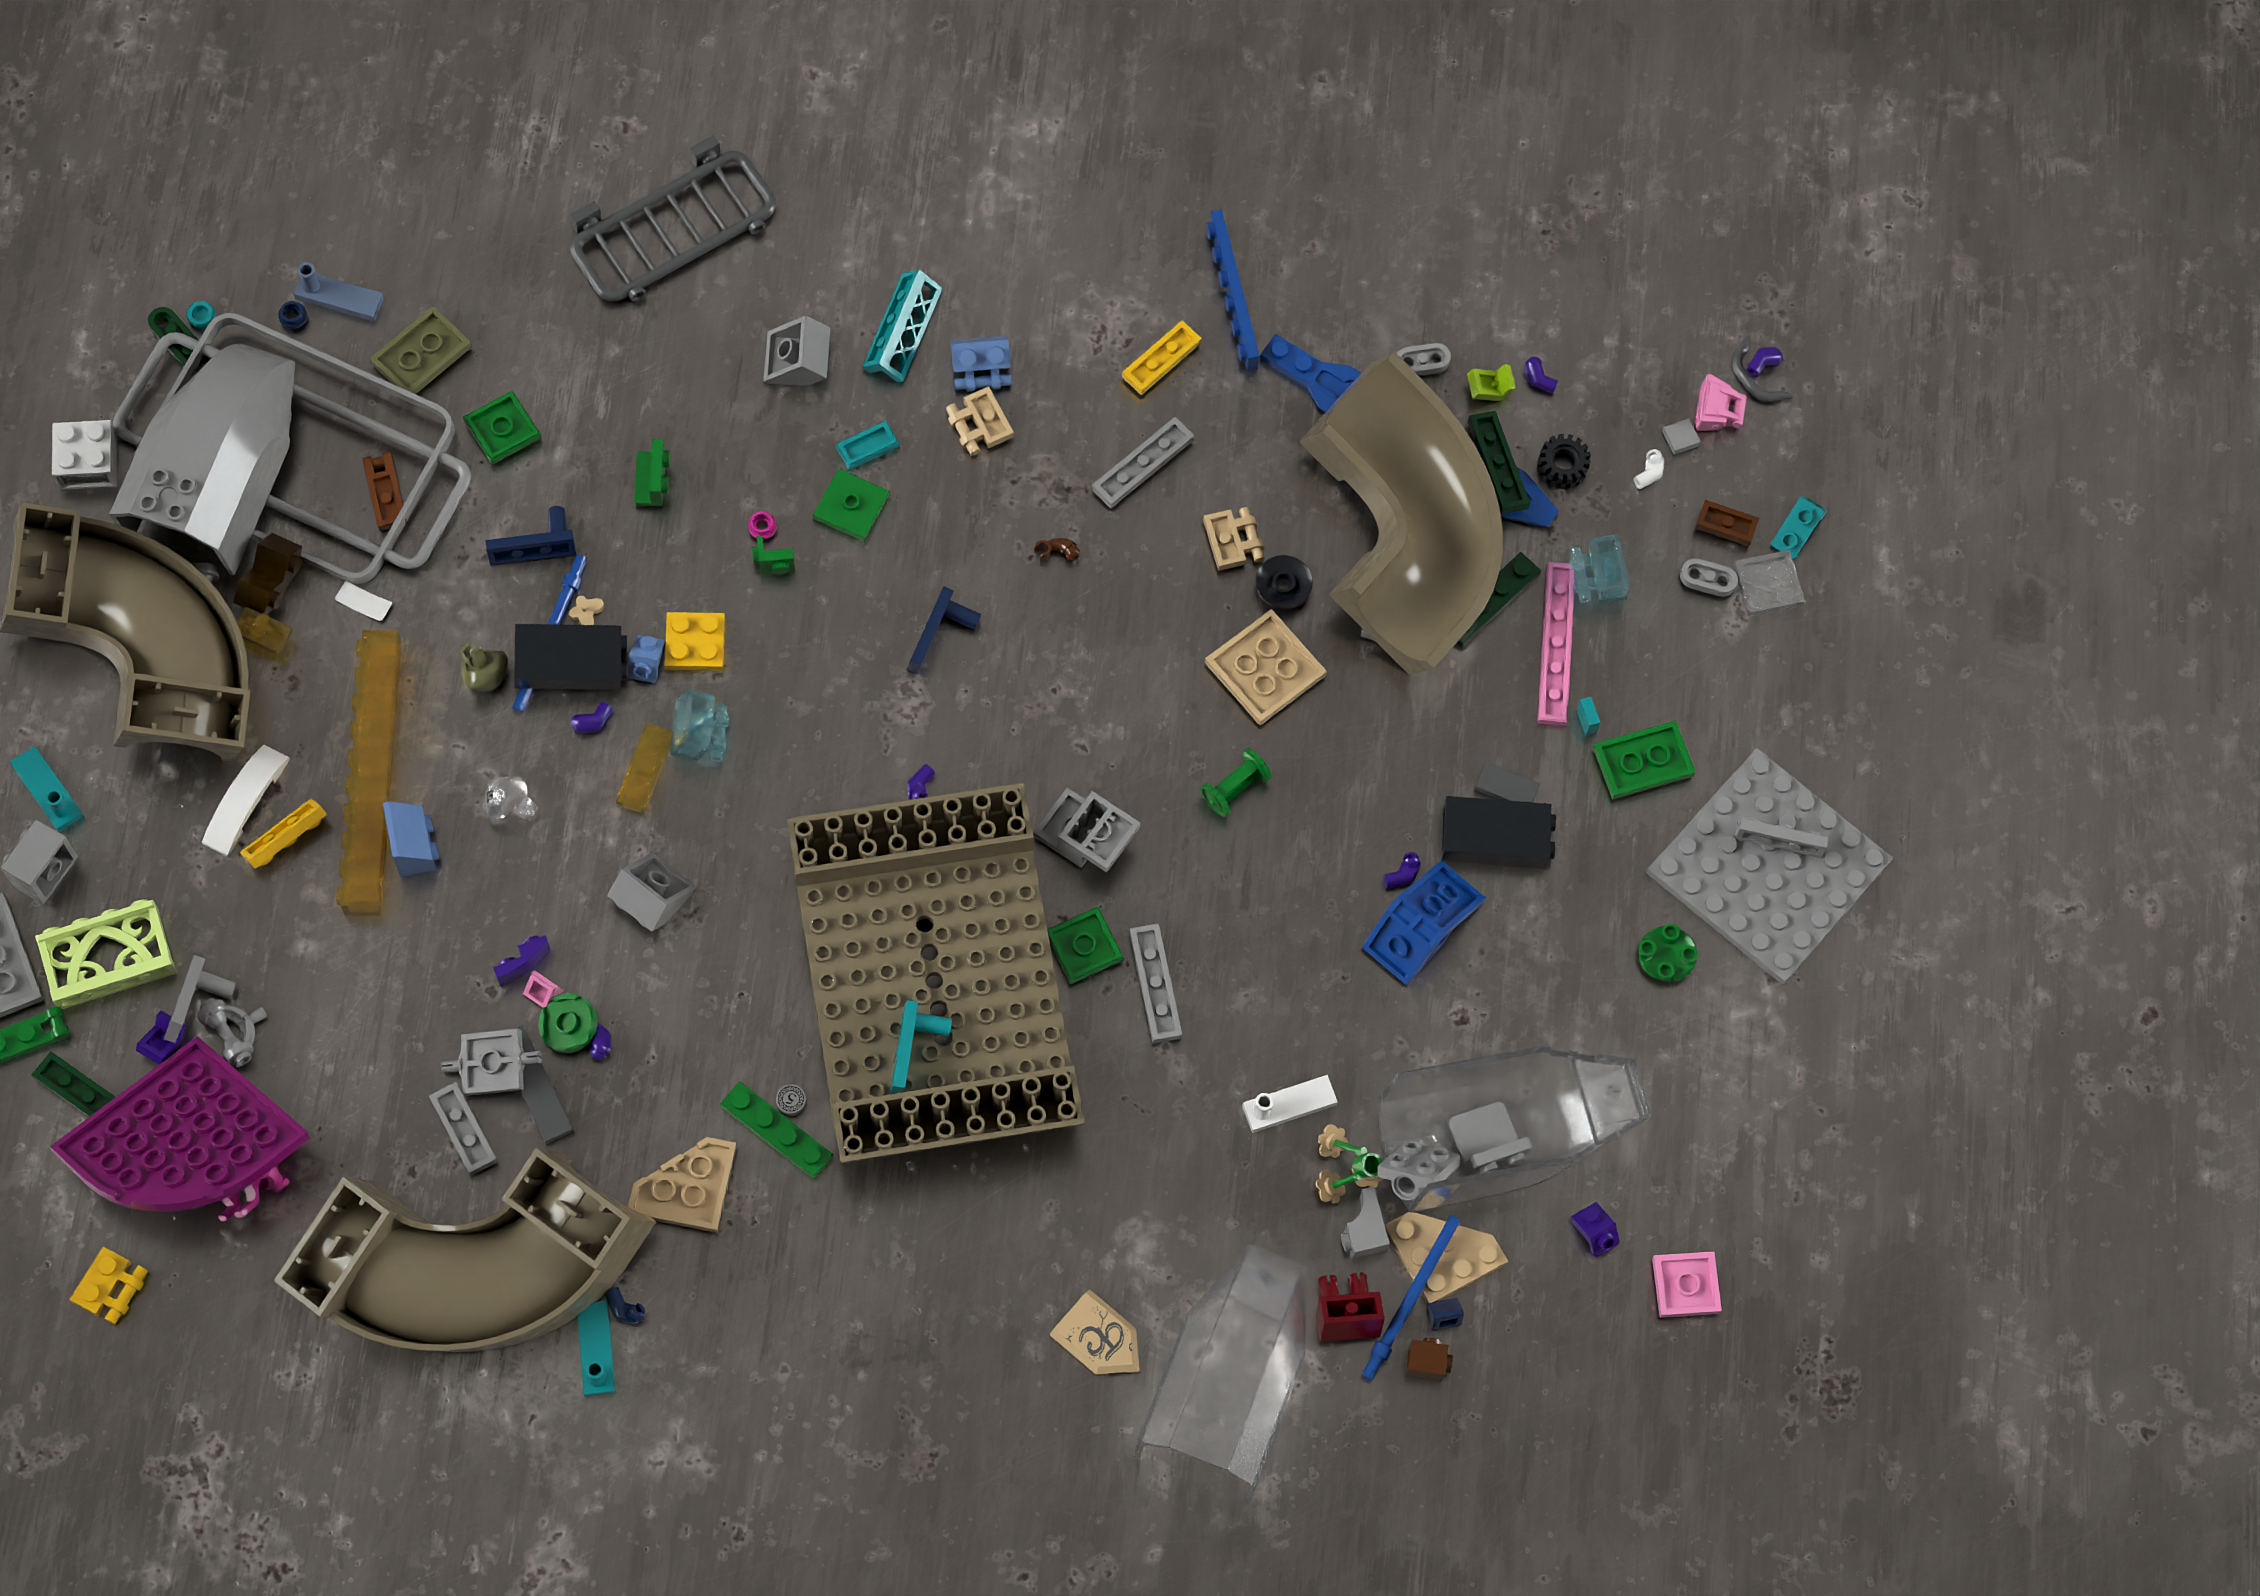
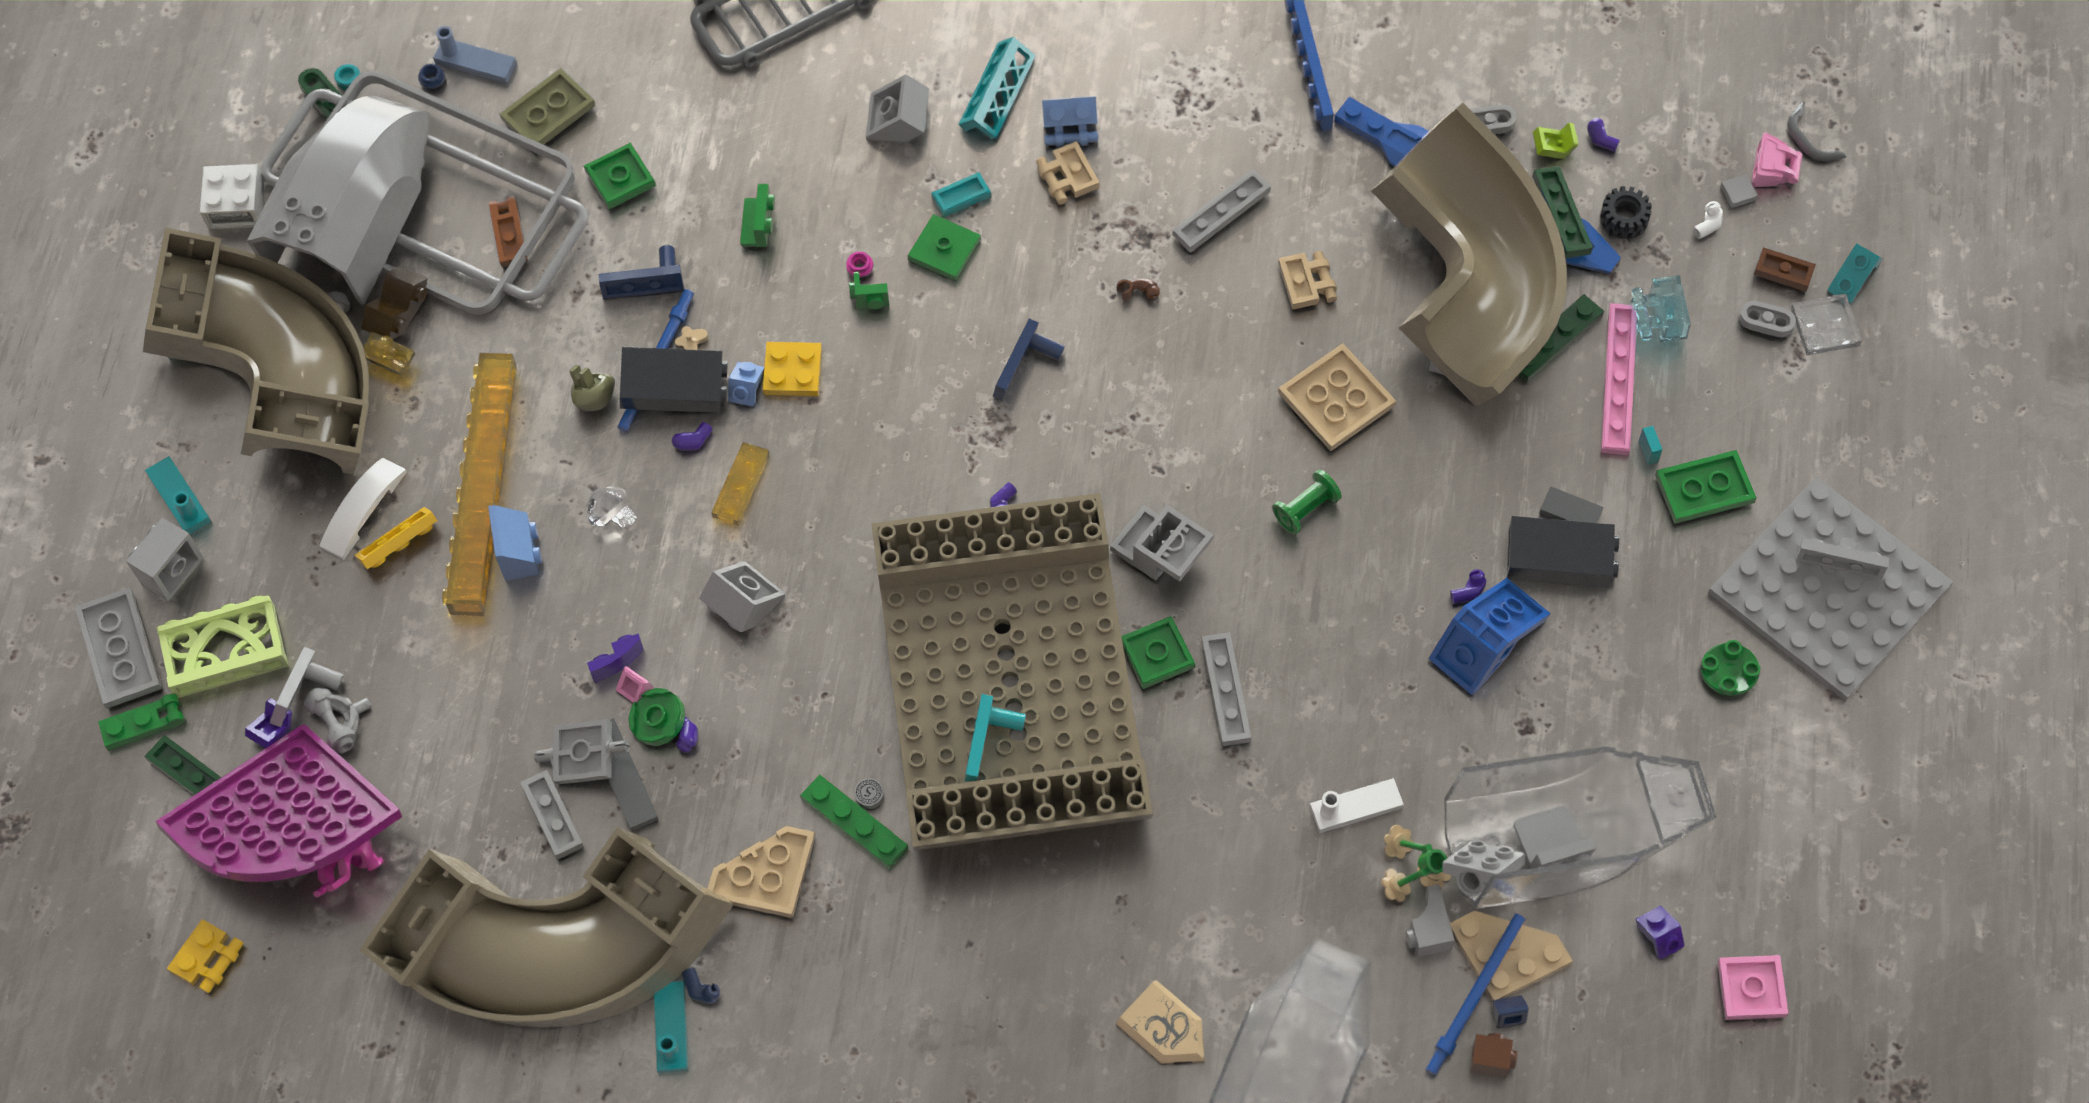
camera: 10 degrees right, 5 degrees down
(363, 601) = (482, 330): white sticker -> none
(693, 726) = (787, 444): clear light blue brick -> none
(1161, 357) = (1241, 117): yellow plate -> none
(1284, 570) = (1355, 309): black dish -> none
(1351, 1314) = (1413, 1009): dark red brick -> none
(1764, 357) = (1819, 118): dark purple arm -> none

